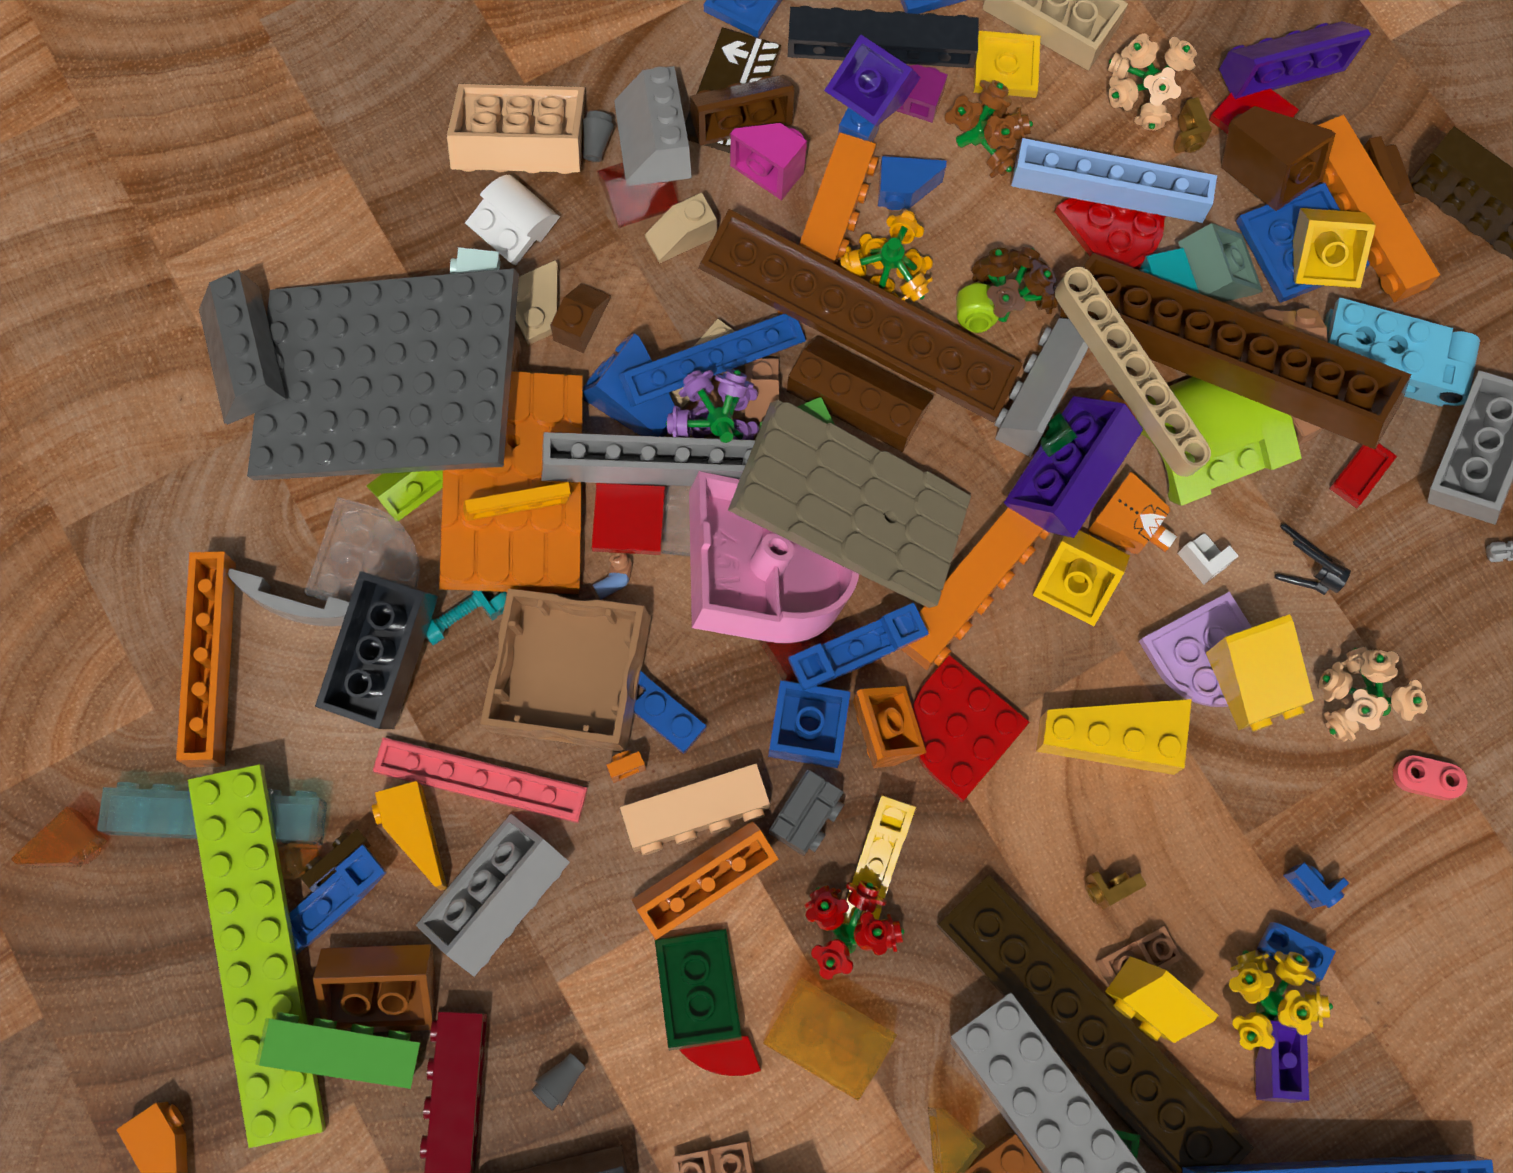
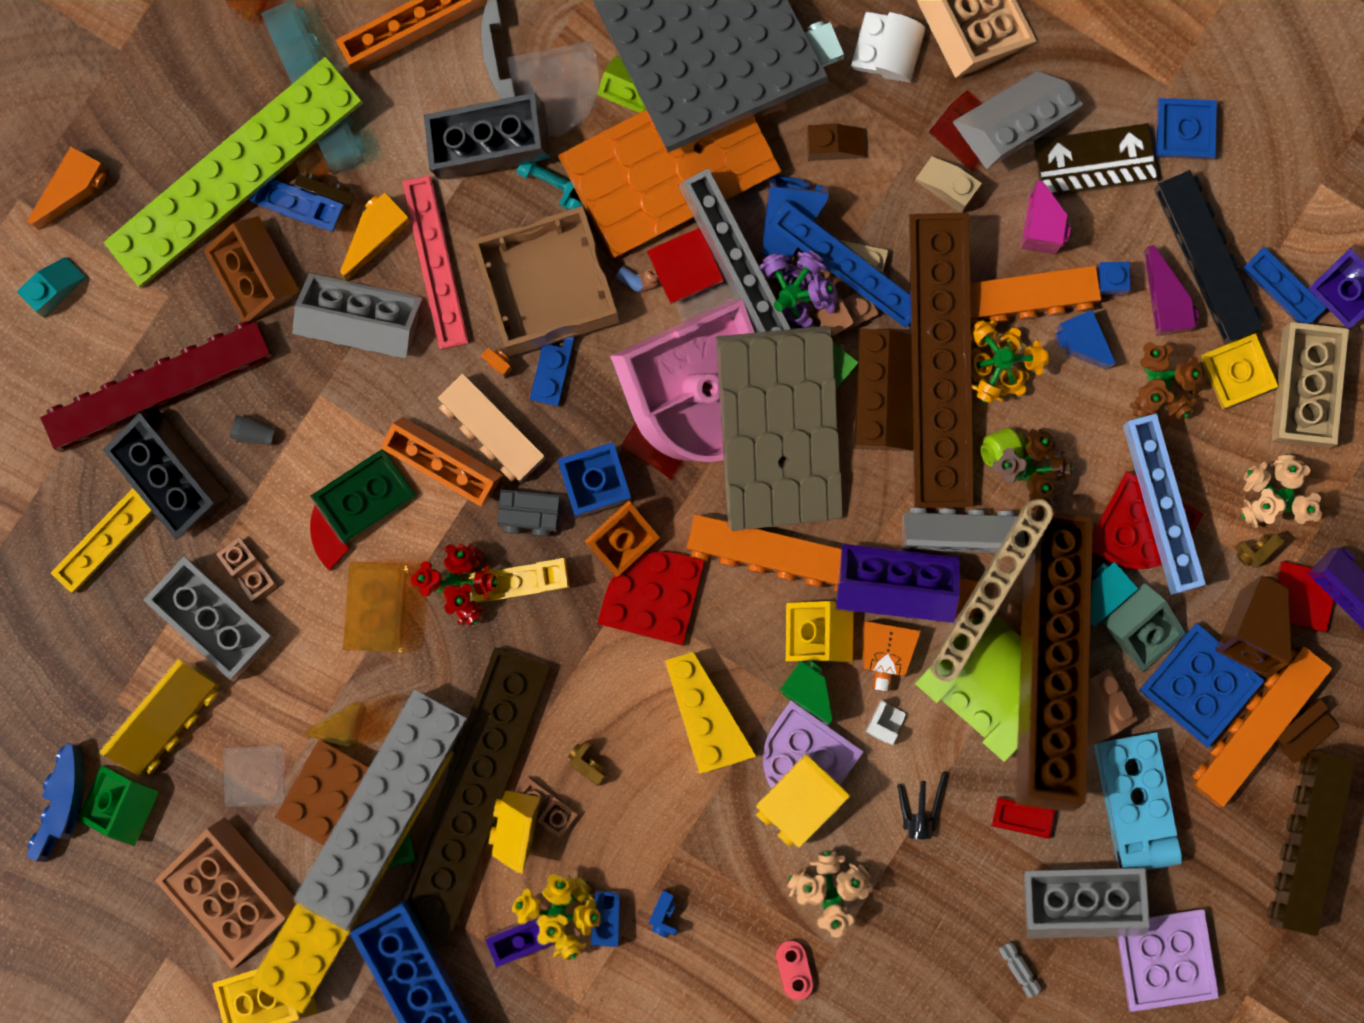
camera: 65 degrees right, 10 degrees up
(336, 1052) = (193, 267): bright green brick -> none
(516, 501) = (649, 176): light orange tile -> none
(537, 302) = (829, 101): tan wing -> none
(596, 133) = (996, 73): dark grey cone -> none
(740, 106) = (1074, 176): reddish brown slope -> none
(858, 647) = (667, 486): blue slope -> none
(872, 81) = (1146, 270): dark purple slope -> none
(1058, 435) = (915, 559): dark green tile -> none
(1143, 611) = (808, 690): none -> green slope
(1331, 247) = (1200, 707): yellow slope -> none

